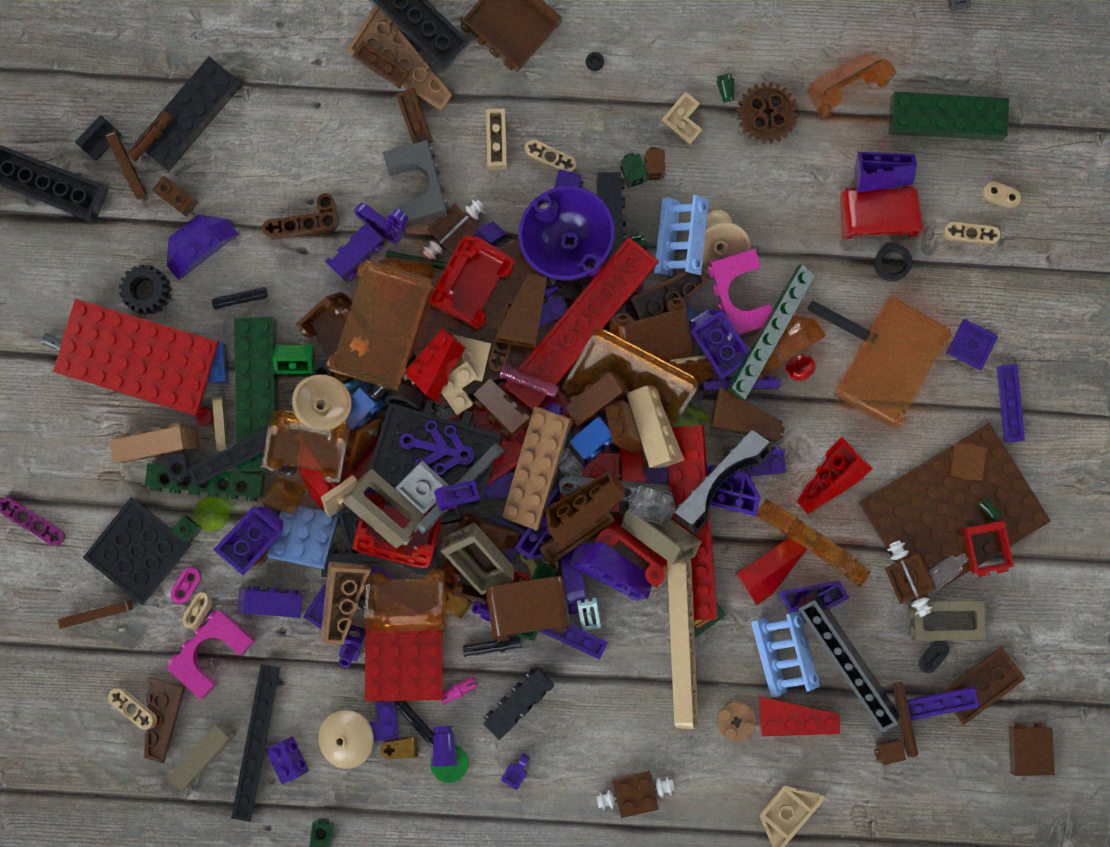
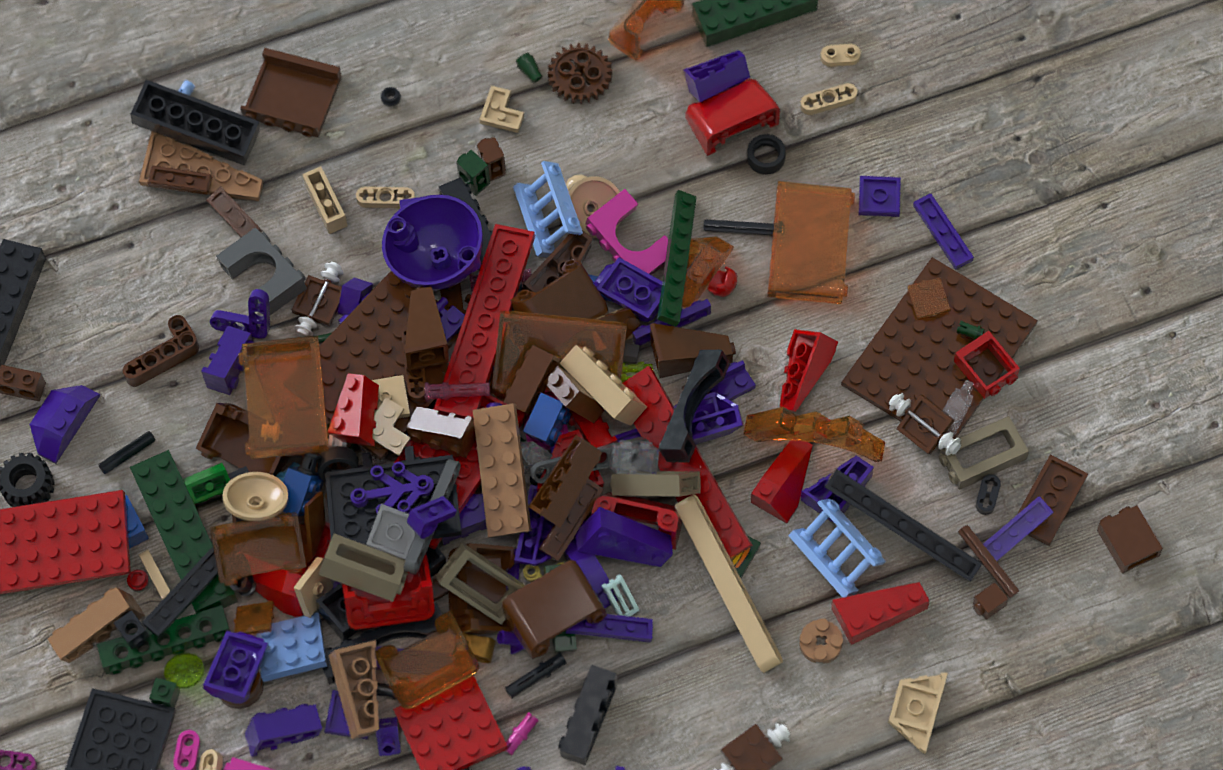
camera: 25 degrees left, 20 degrees down
(470, 280) = (357, 323): red windscreen -> none

